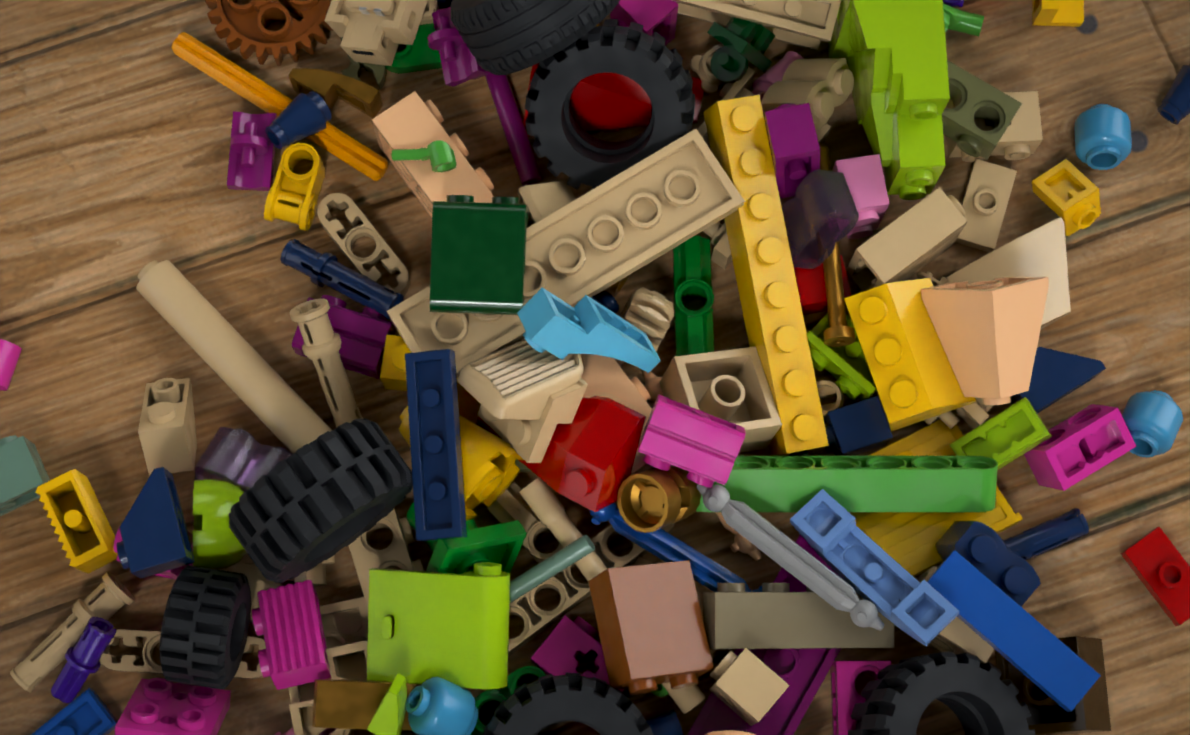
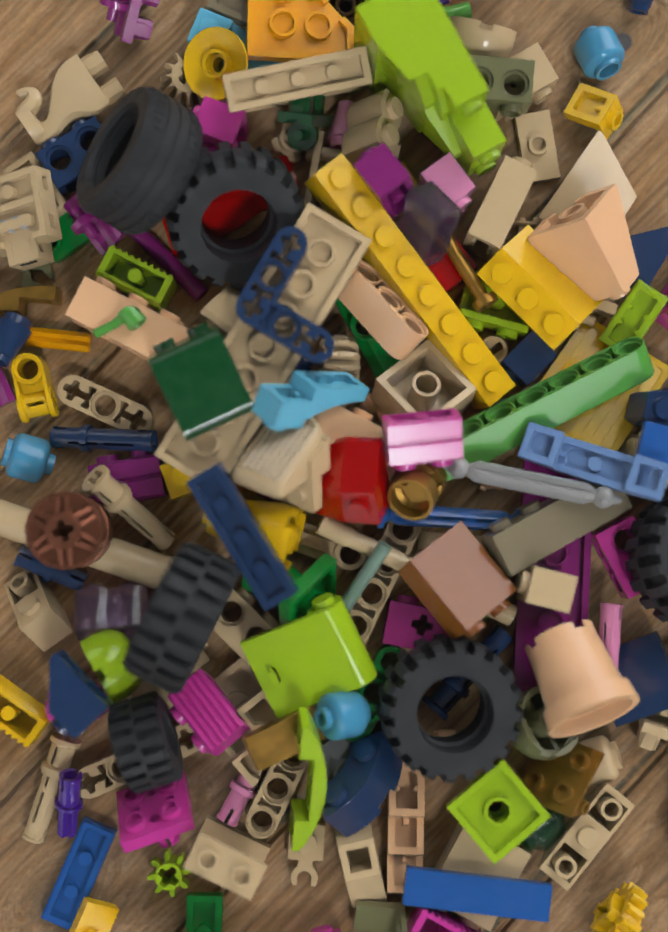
camera: 30 degrees left, 10 degrees up
(206, 389) = (59, 576): none -> dark blue pin
(248, 258) = (27, 458): none -> dark azure head
(265, 370) = (87, 542): none -> copper wheel
(473, 125) = (137, 277): none -> lime brick
(598, 222) = (272, 309): none -> dark blue beam
(718, 288) = (383, 312): none -> light nougat beam
(978, 57) = (484, 38): none -> tan cylinder

